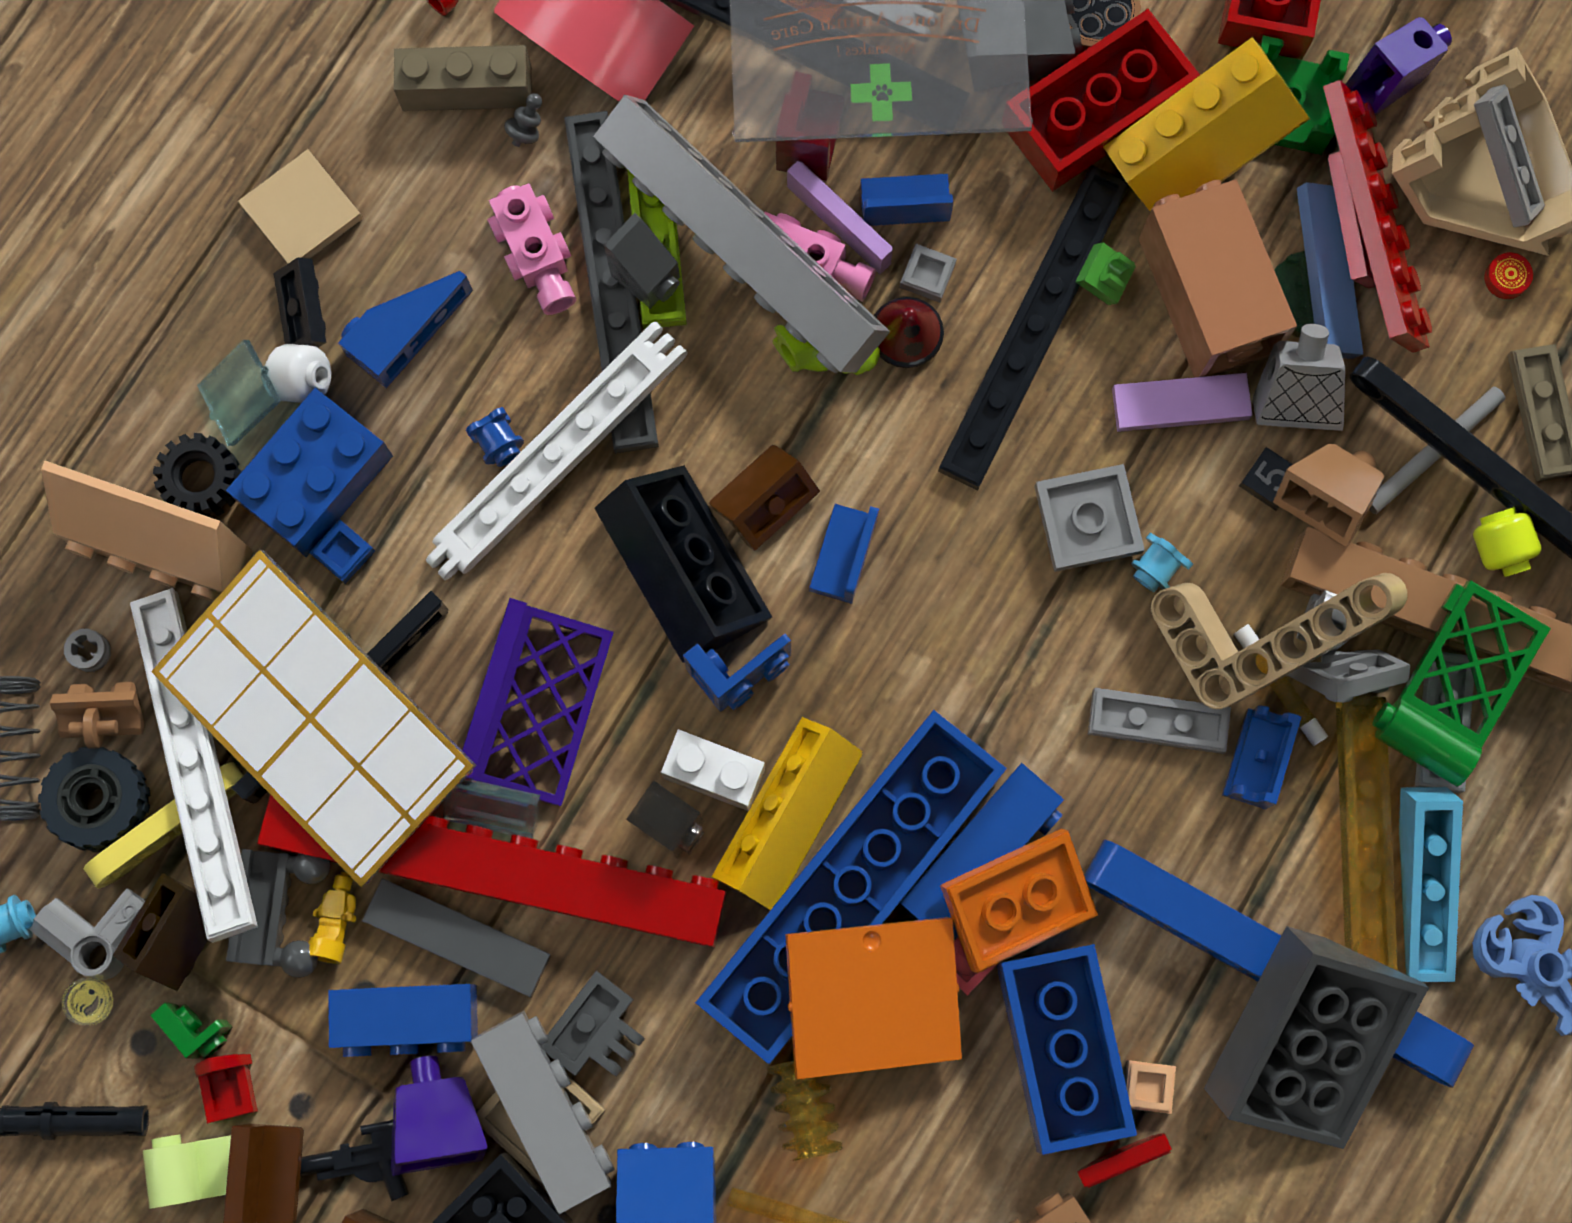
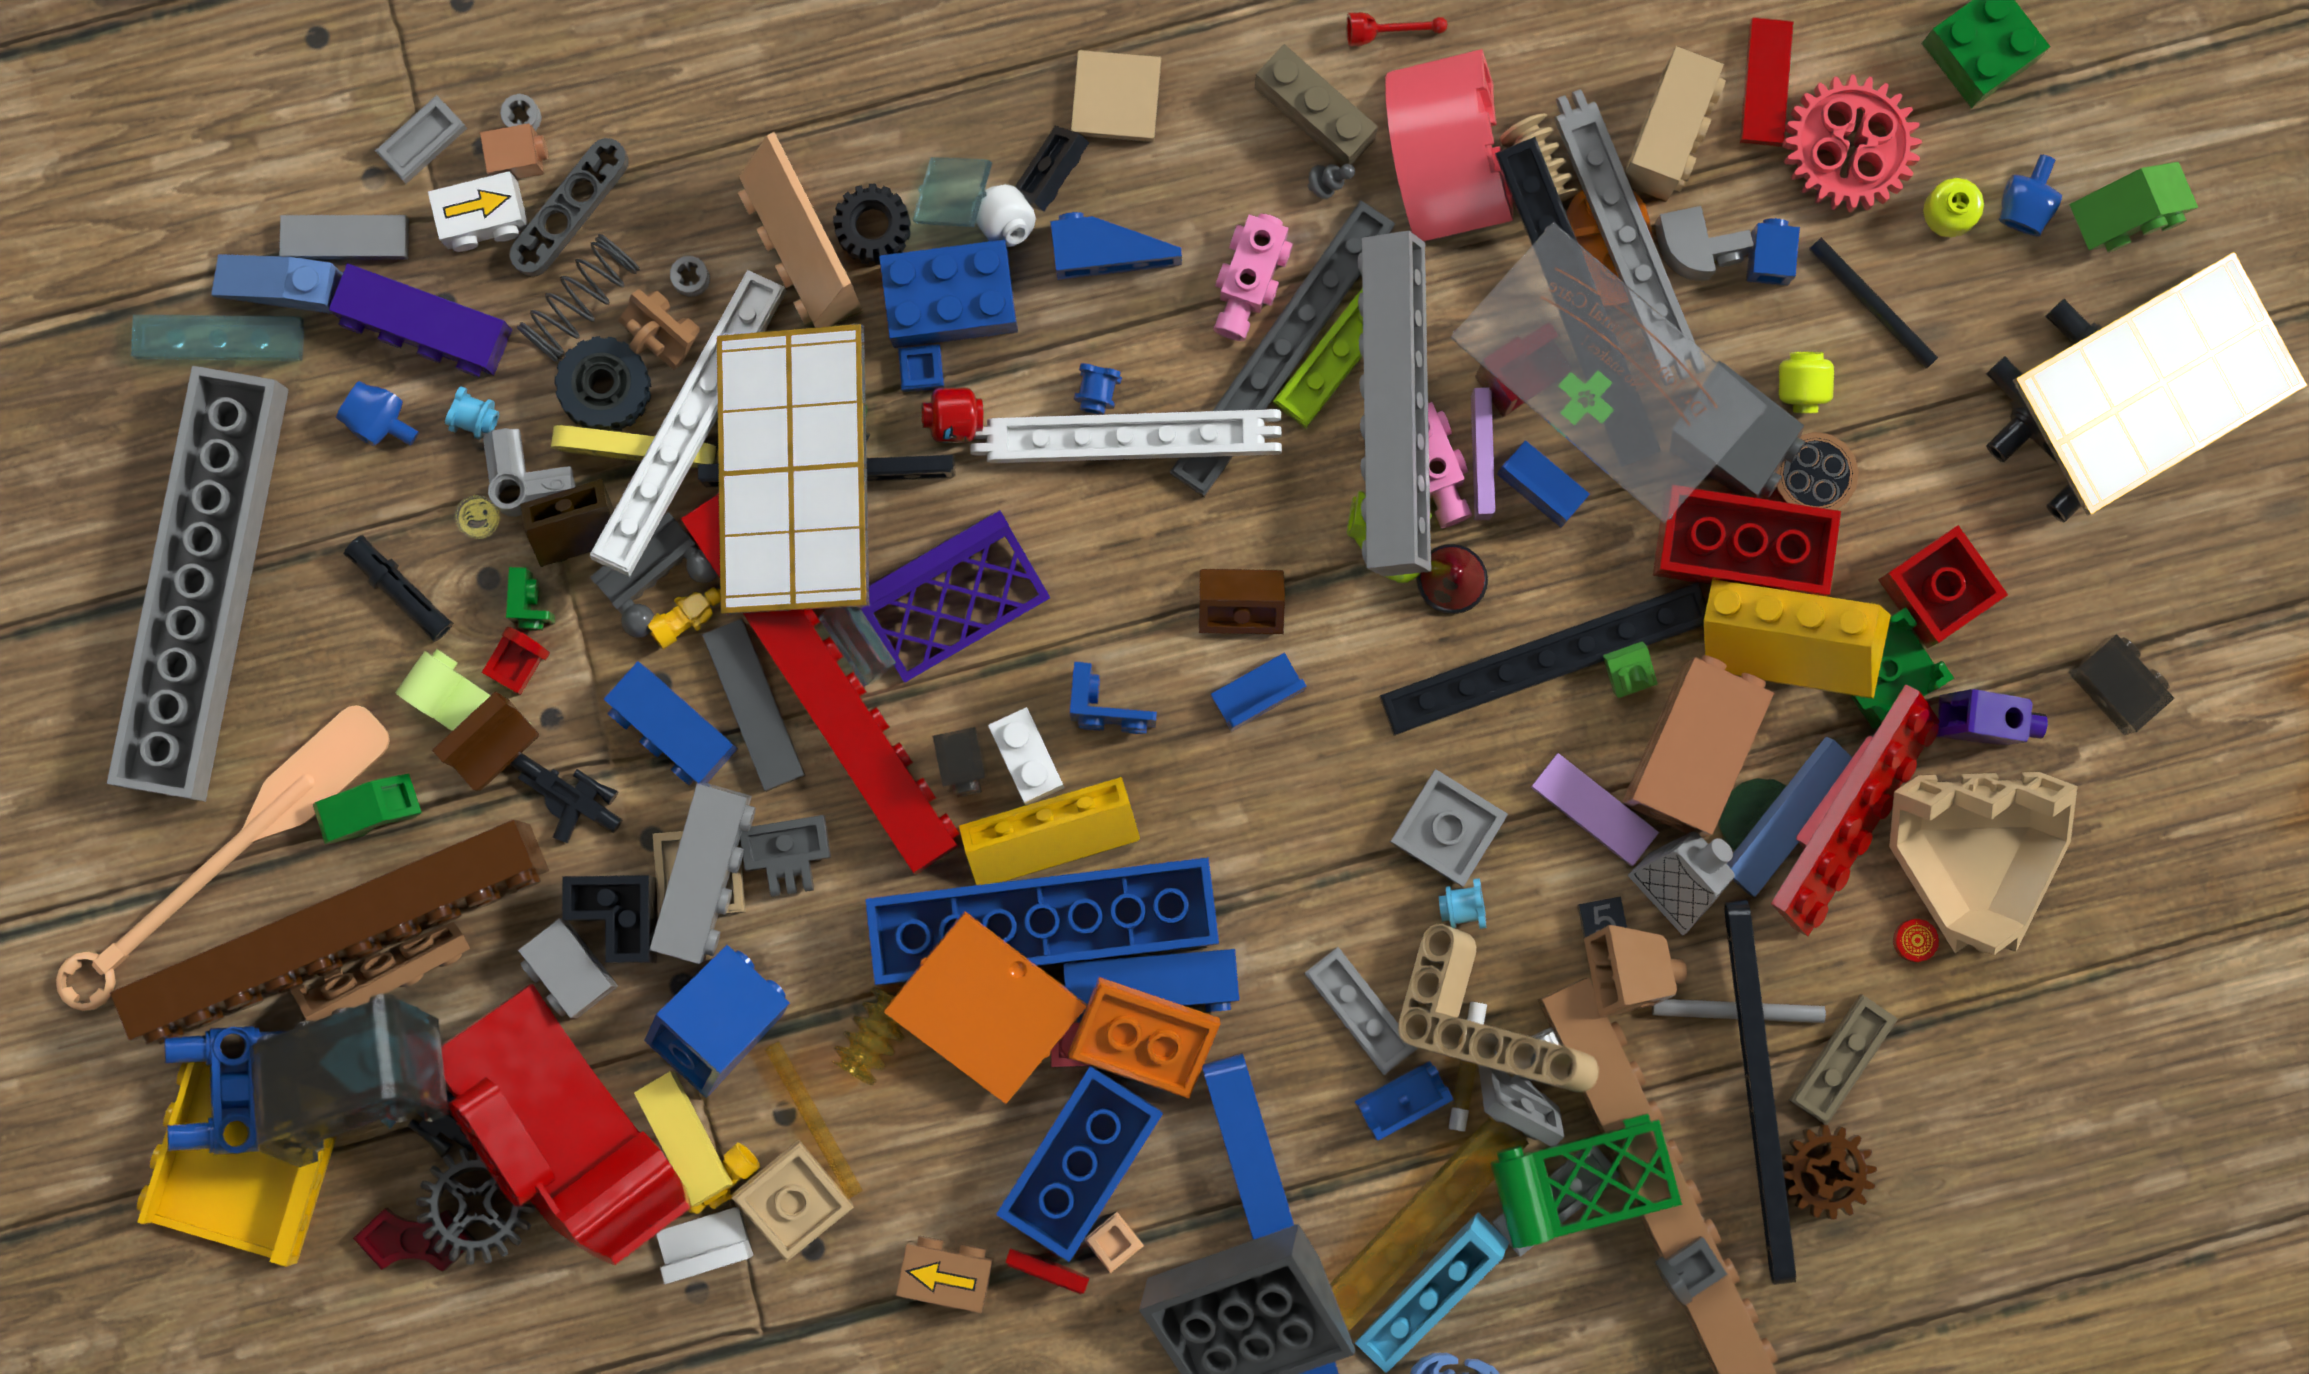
camera: 45 degrees right, 5 degrees up
(402, 562) = (953, 415): none -> red head
(434, 1122) = (626, 812): dark purple torso -> none
(642, 262) = (1309, 362): dark grey slope -> none
(682, 560) = (1142, 594): black slope -> none
(928, 273) = (1507, 551): light grey tile -> none
(1507, 541) = (1719, 1119): neon yellow head -> none
(1509, 155) = (1992, 857): light grey tile -> none

